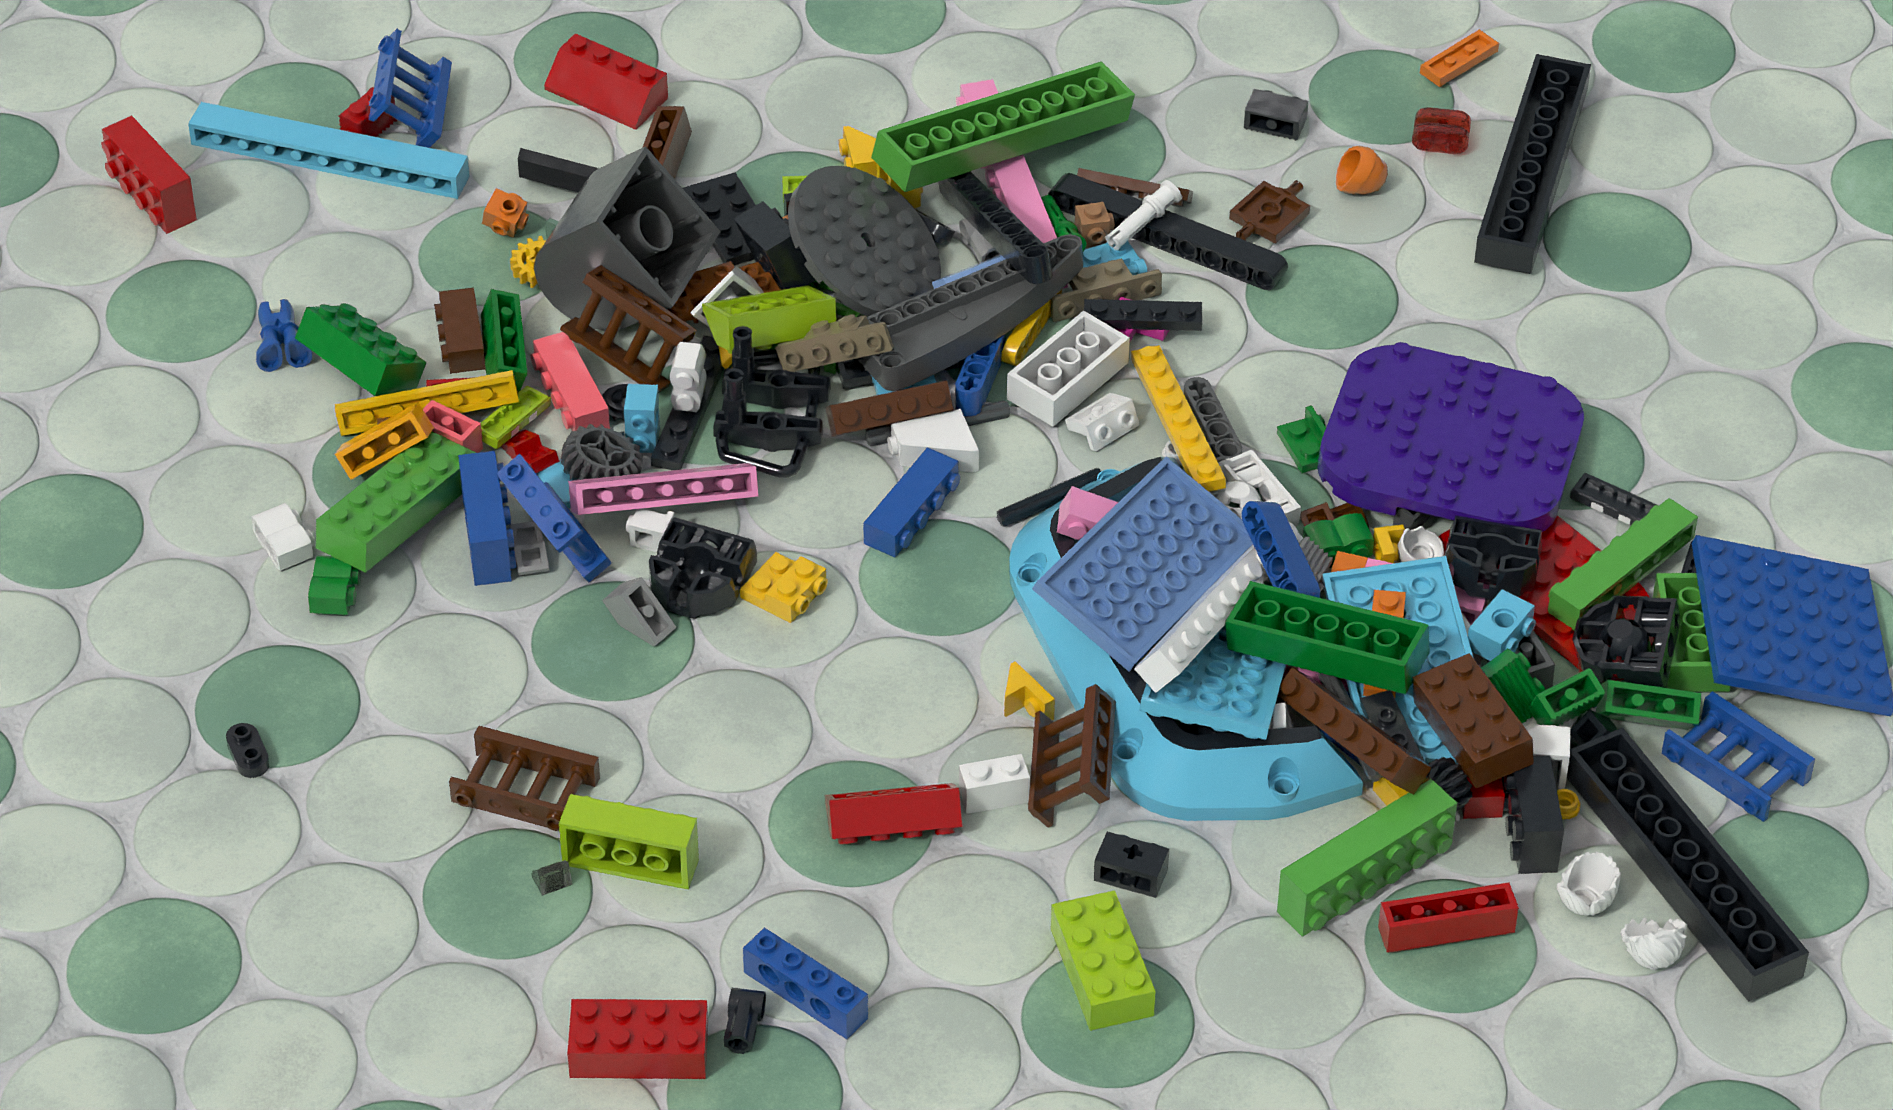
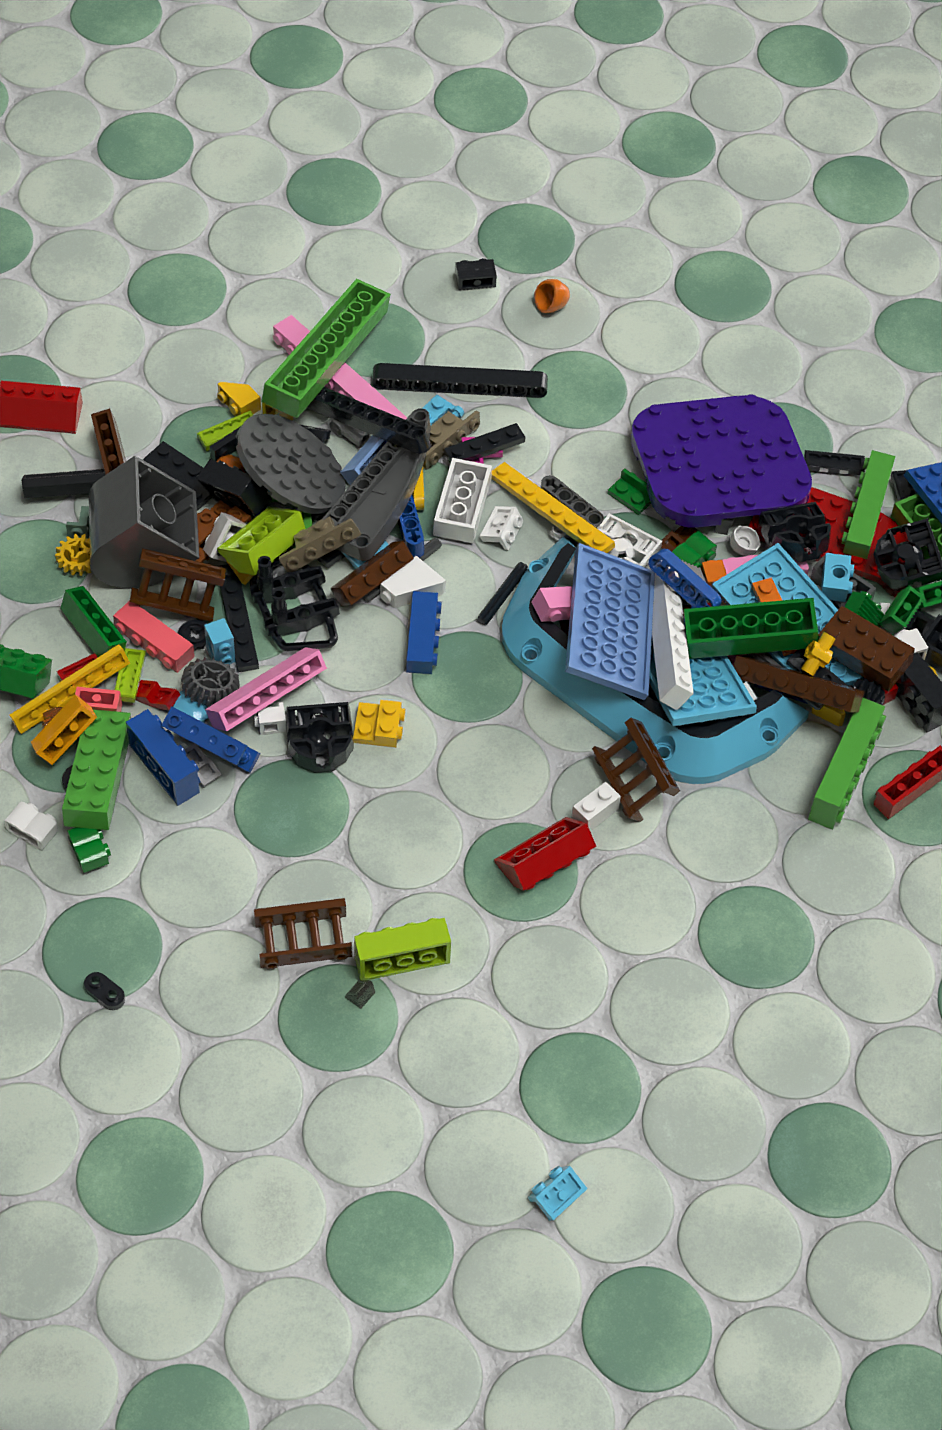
camera: 30 degrees left, 10 degrees up
(460, 330) = (55, 625): reddish brown brick -> none
(505, 213) = (33, 528): orange brick -> none
(638, 1039) = (491, 1084): red brick -> none
(639, 611) = (300, 781): light grey slope -> none
(688, 377) = (236, 603): white brick -> none
(744, 1012) = (543, 1034): black piece -> none
(805, 983) = (569, 997): blue brick -> none
(1026, 692) = (572, 734): yellow slope -> none
(1058, 220) = (400, 403): green pin -> none
(1093, 223) = (414, 394): medium nougat brick -> none
(1102, 960) = (734, 900): lime brick -> none
(1124, 184) = (429, 356): reddish brown plate -> none
(1131, 864) = (710, 826): black brick -> none
(1152, 207) = (448, 368): white pin -> none
(1269, 211) = (512, 343): reddish brown plate -> none
(1386, 542) = (724, 547): yellow bracket -> none
(1397, 699) = (818, 654): none -> yellow axle
(1441, 130) = (580, 249): clear red brick -> none
(1459, 58) = (559, 195): orange plate -> none
(1532, 164) = (650, 253): black brick -> none

